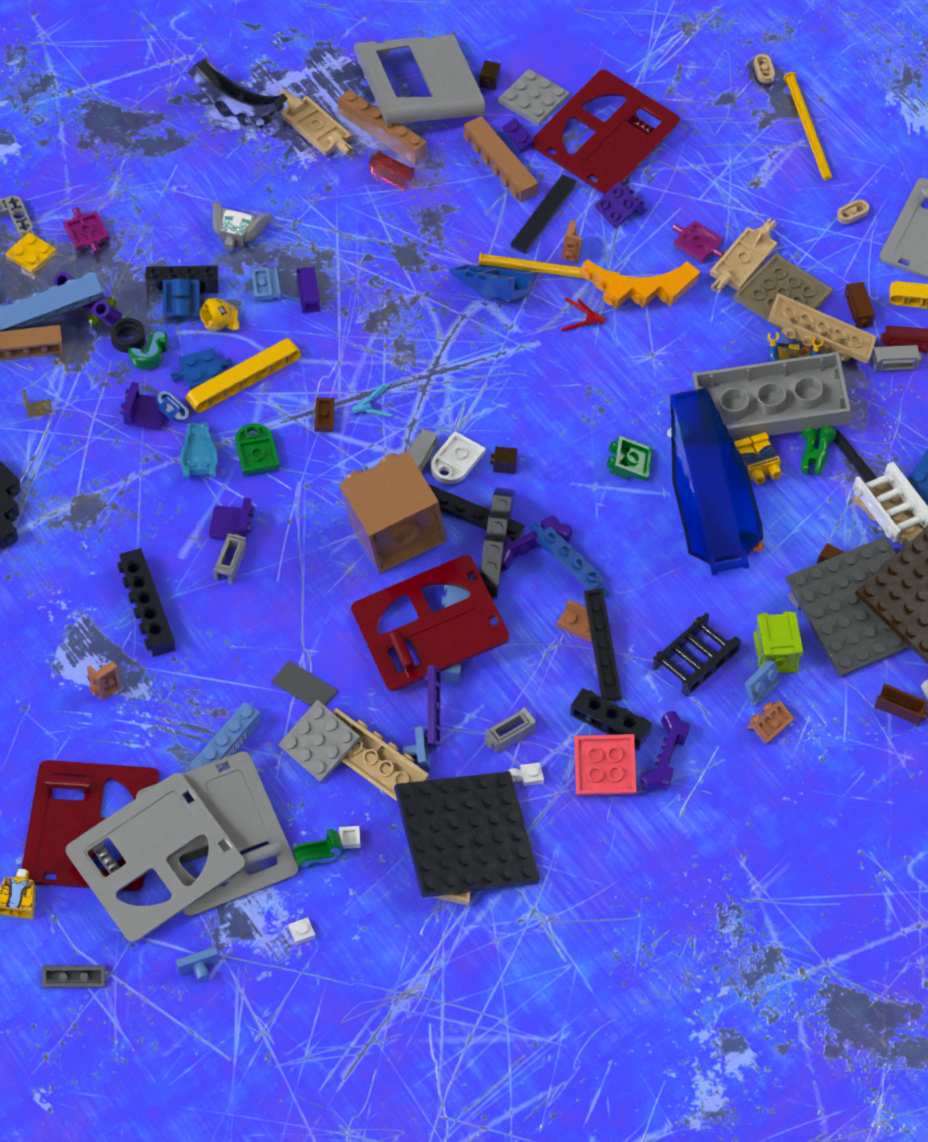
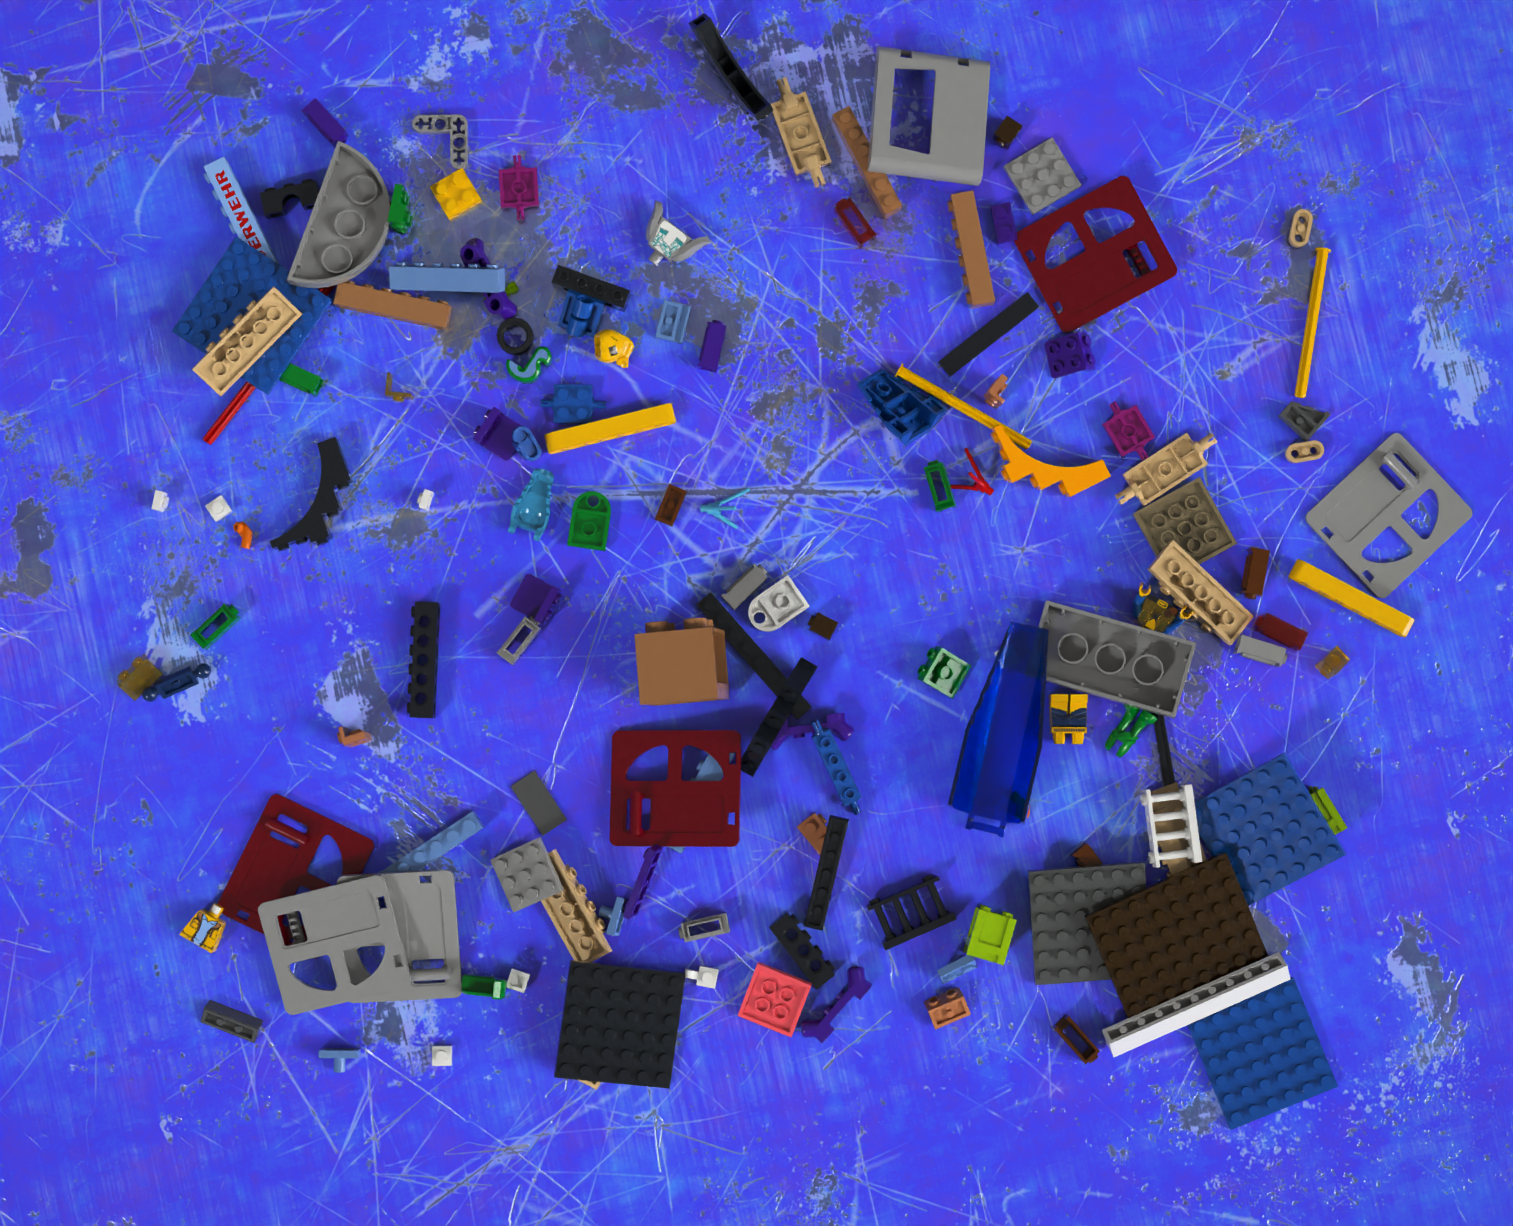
camera: 20 degrees right, 30 degrees up
(95, 478) = (425, 499): none -> white plate
(544, 314) = (945, 504): none -> green window
(838, 190) = (1303, 419): none -> dark grey wing

